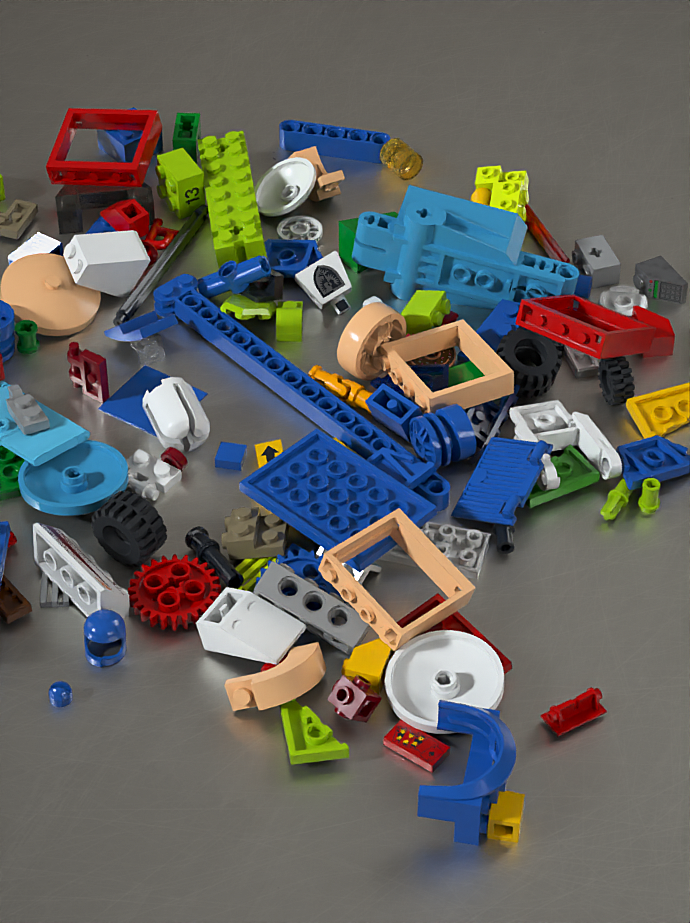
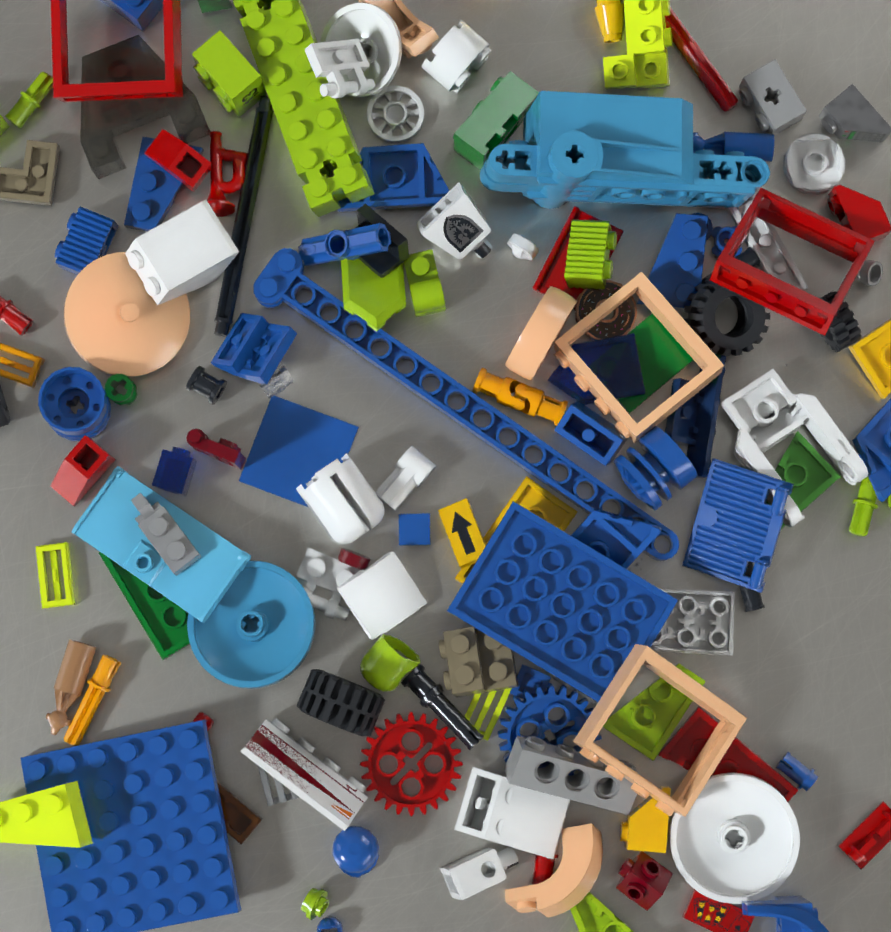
camera: 10 degrees left, 40 degrees up
(26, 184) = (30, 100): none -> lime axle
(49, 387) = (175, 471): none -> clear blue brick
(55, 668) = (315, 903): none -> lime plate
(93, 343) = (206, 385): none -> black bush
(177, 517) = (384, 666): none -> lime helmet
(188, 482) = (382, 595): none -> white slope
(204, 664) = (465, 875): none -> white torso
(239, 417) = (410, 472): none -> white piece
(265, 182) = (336, 59): none -> white plate
(355, 196) = (456, 56): none -> white brick
(405, 593) = (651, 716): none -> lime wing
(520, 660) = (797, 772): none -> blue pin
(658, 362) = (870, 273): none -> light grey hinge

